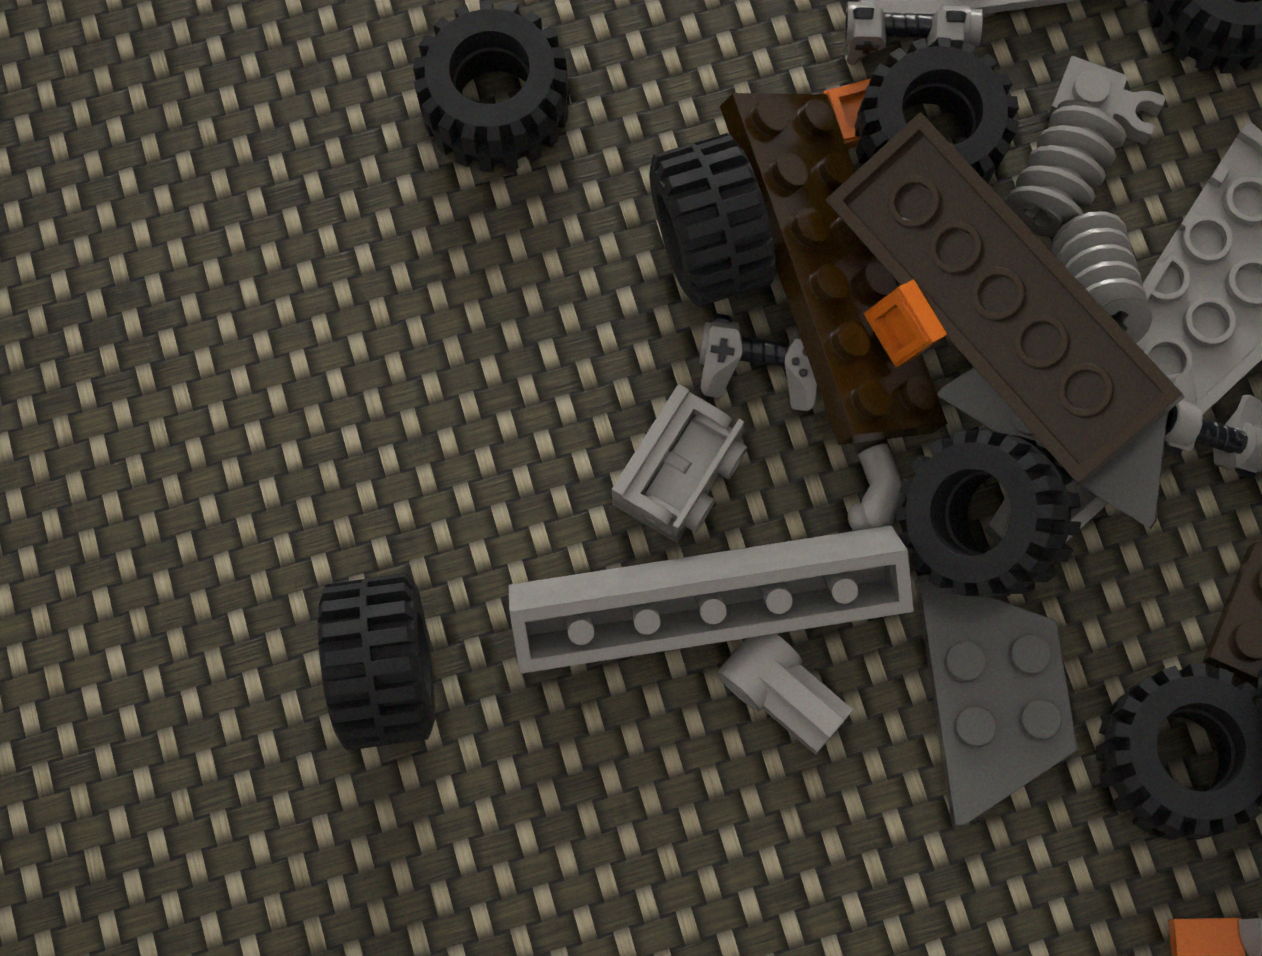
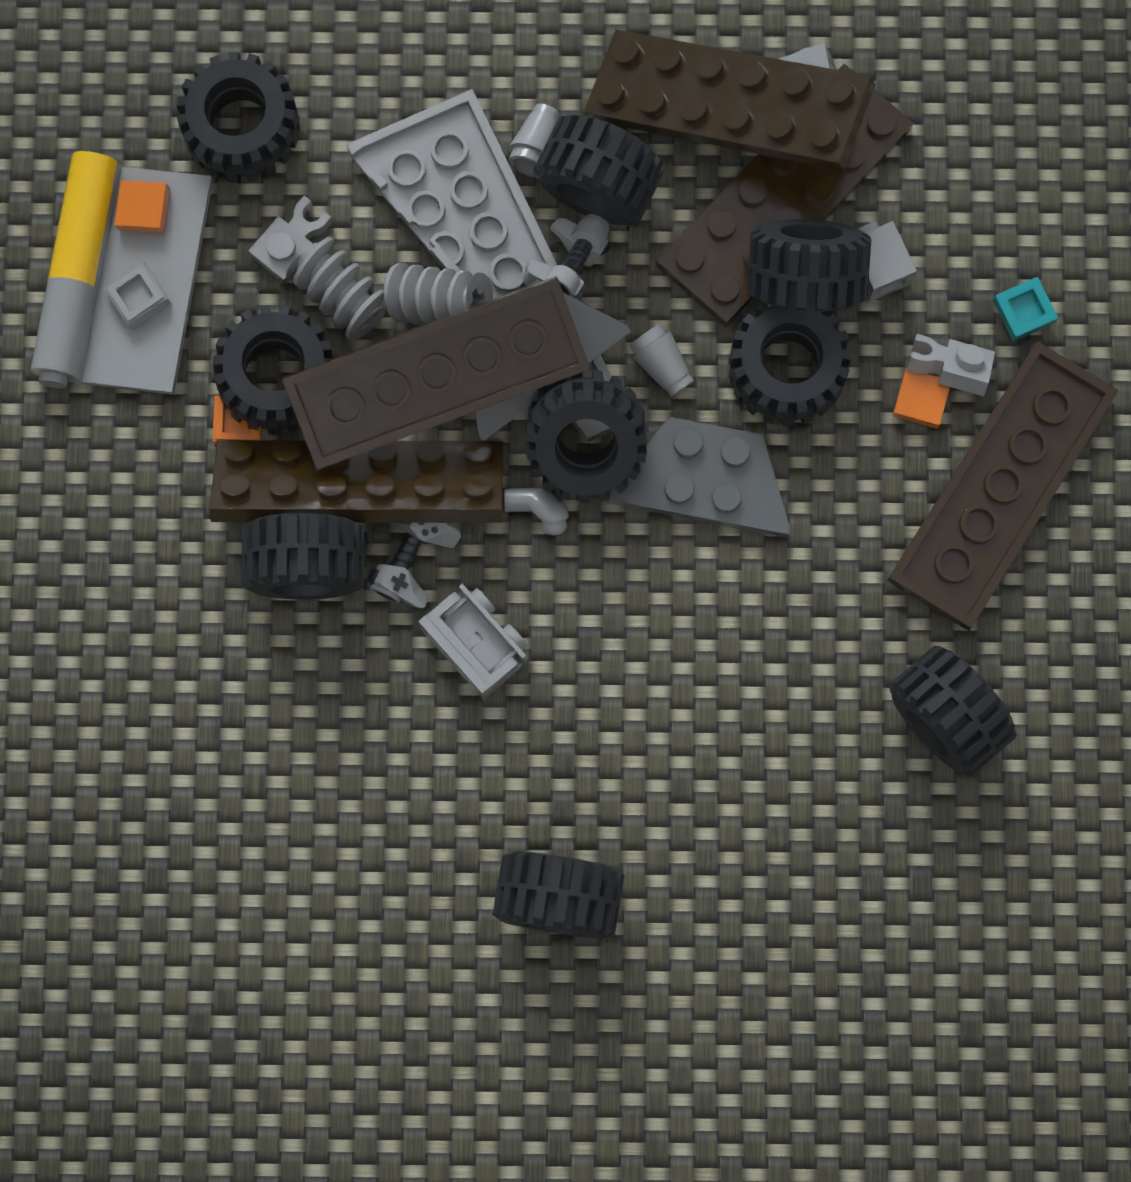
camera: 75 degrees left, 5 degrees up
(482, 44) = (97, 664): black tyre -> none
(709, 598) = (582, 650): light grey brick -> none
(770, 677) = (650, 625): light grey piece -> none
(869, 26) = (202, 333): light grey piece -> none
(905, 323) = (430, 445): orange tile -> none
(1128, 587) = (661, 359): none -> light grey cone

